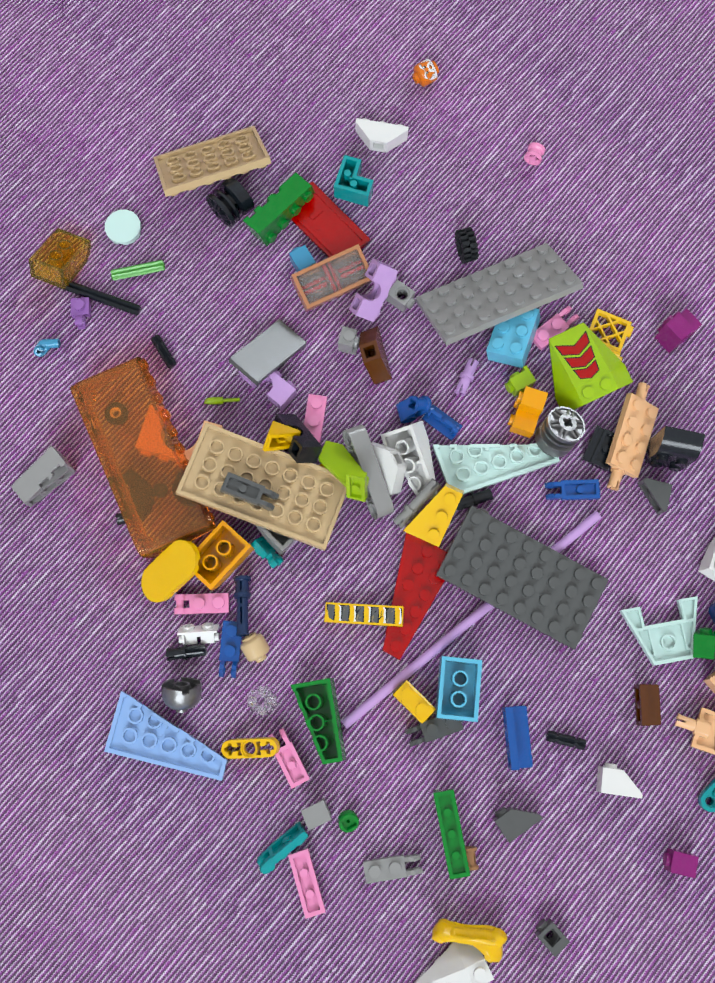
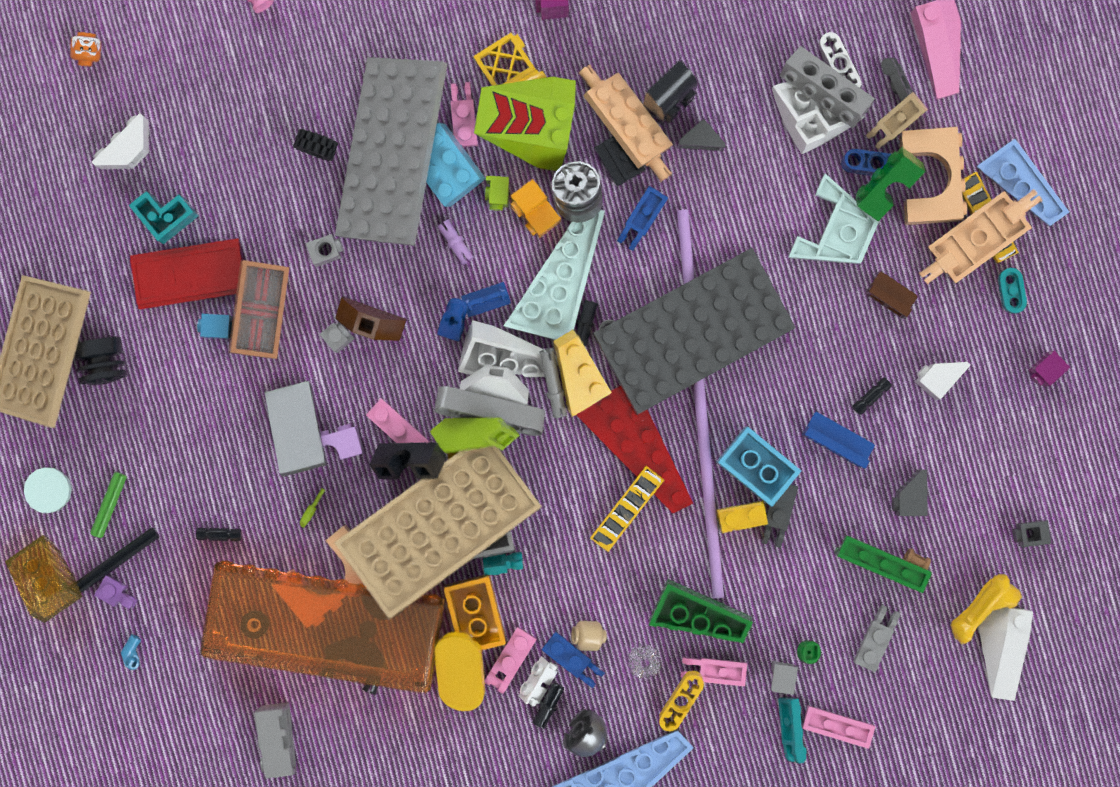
camera: 55 degrees left, 10 degrees up
(242, 595) = (530, 616): dark blue pin -> none
(248, 491) = (434, 546): dark grey hinge -> none
(279, 209) = (144, 313): green wedge -> none
(279, 437) = (397, 477): yellow slope -> none
(369, 305) = (313, 291): lavender arch -> none

